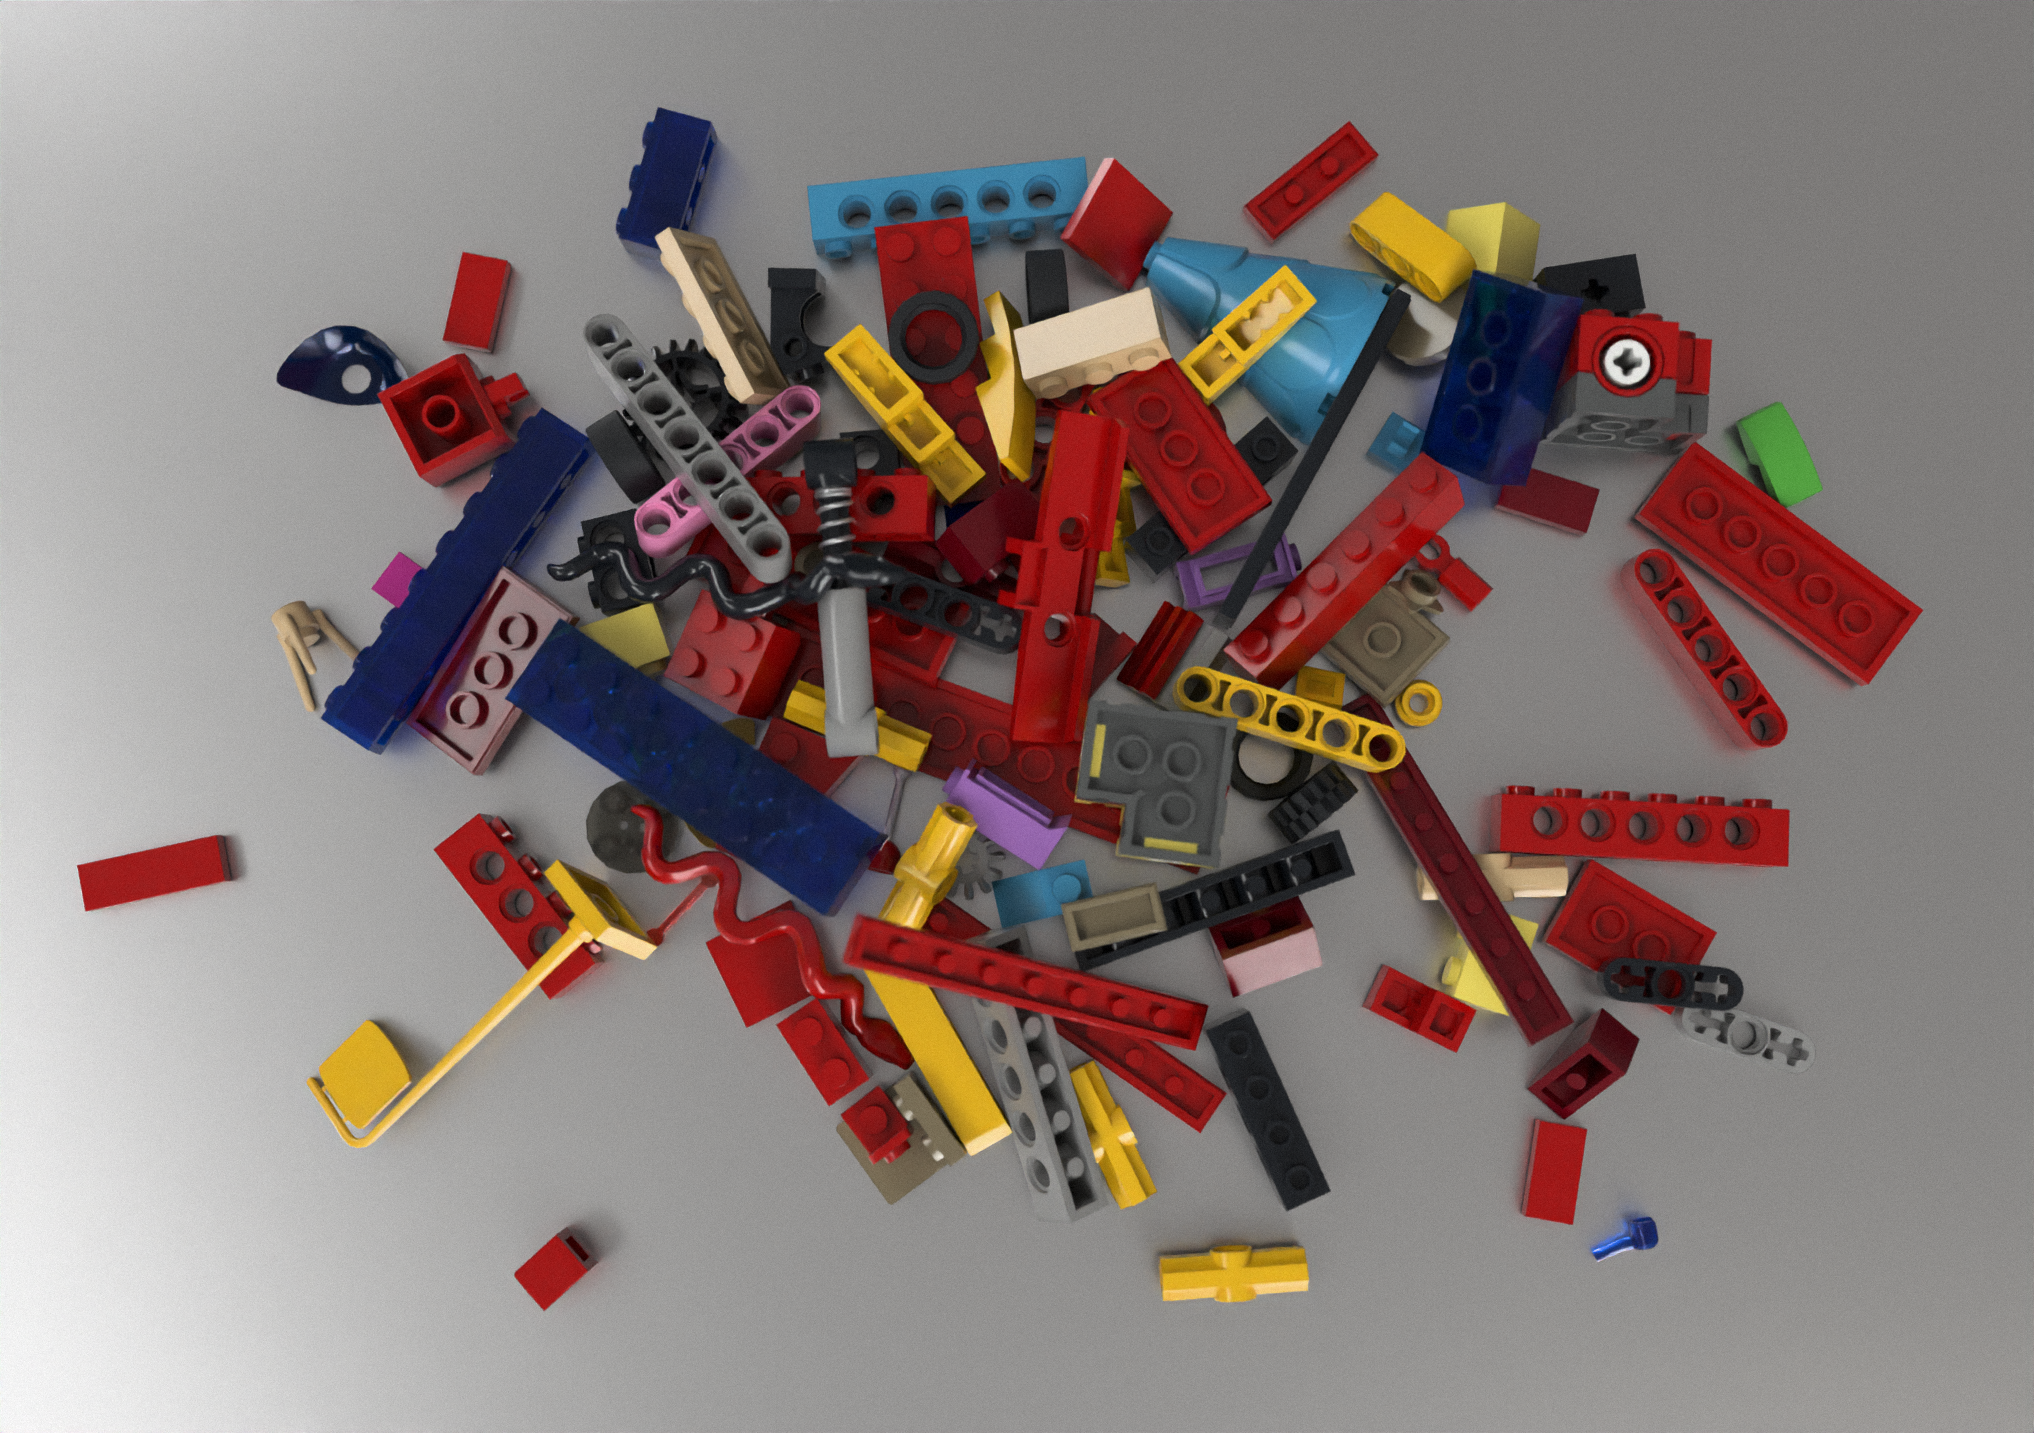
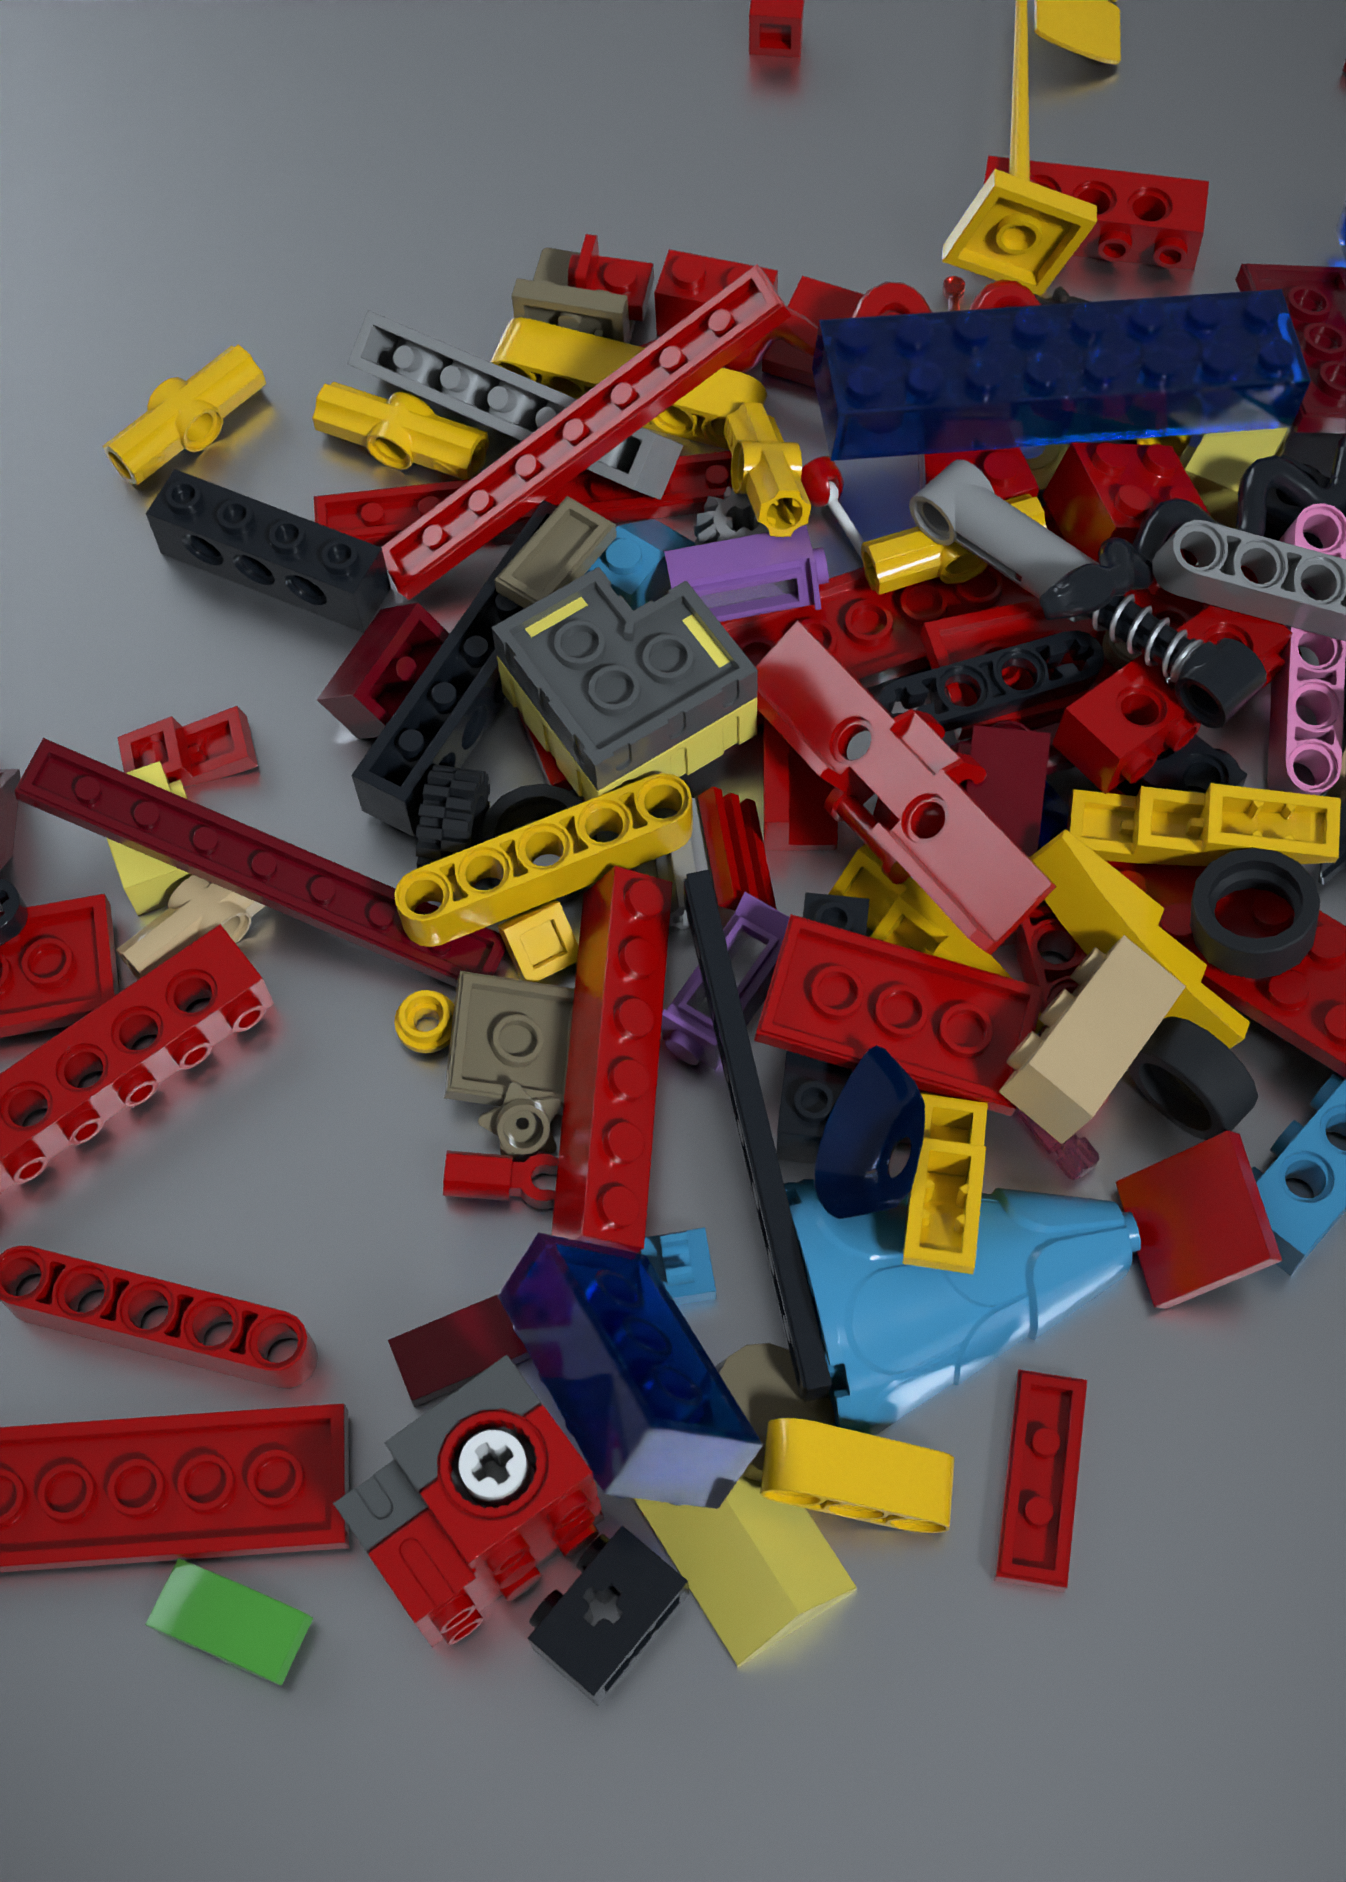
camera: 140 degrees right, 20 degrees down
(1292, 374) = (864, 1128): none -> clear blue piece

